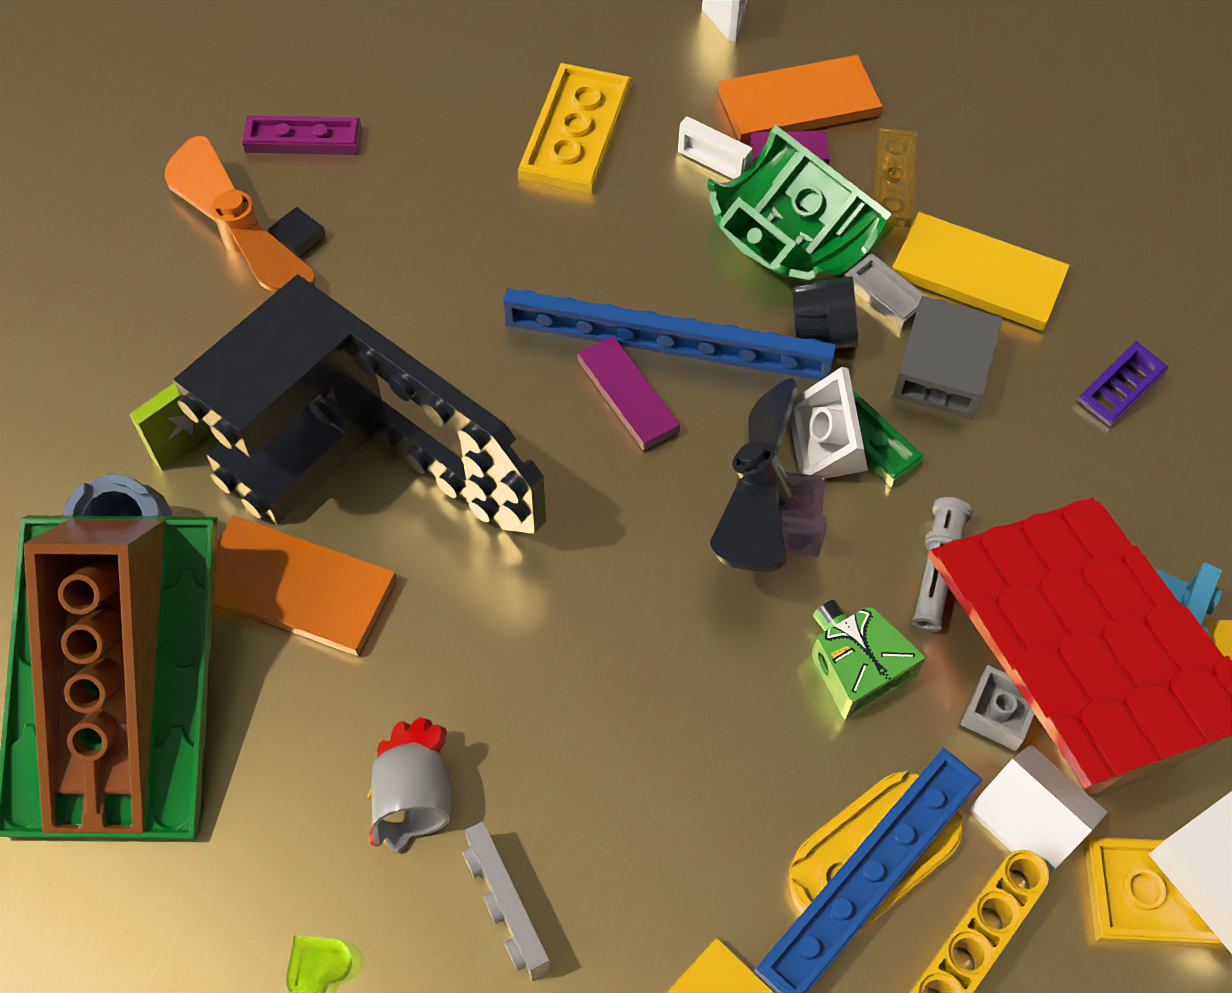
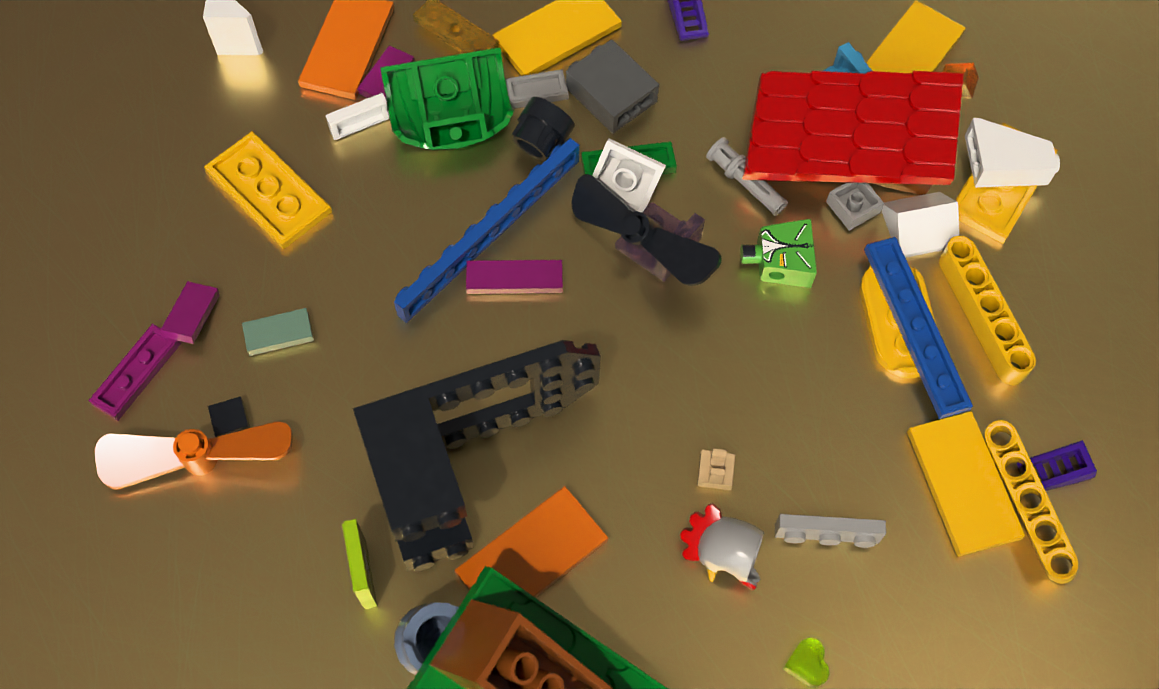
camera: 60 degrees left, 5 degrees up
(389, 138) = (190, 312): none -> magenta tile
(418, 220) = (277, 332): none -> sand green tile
(515, 728) = (716, 469): none -> tan tile

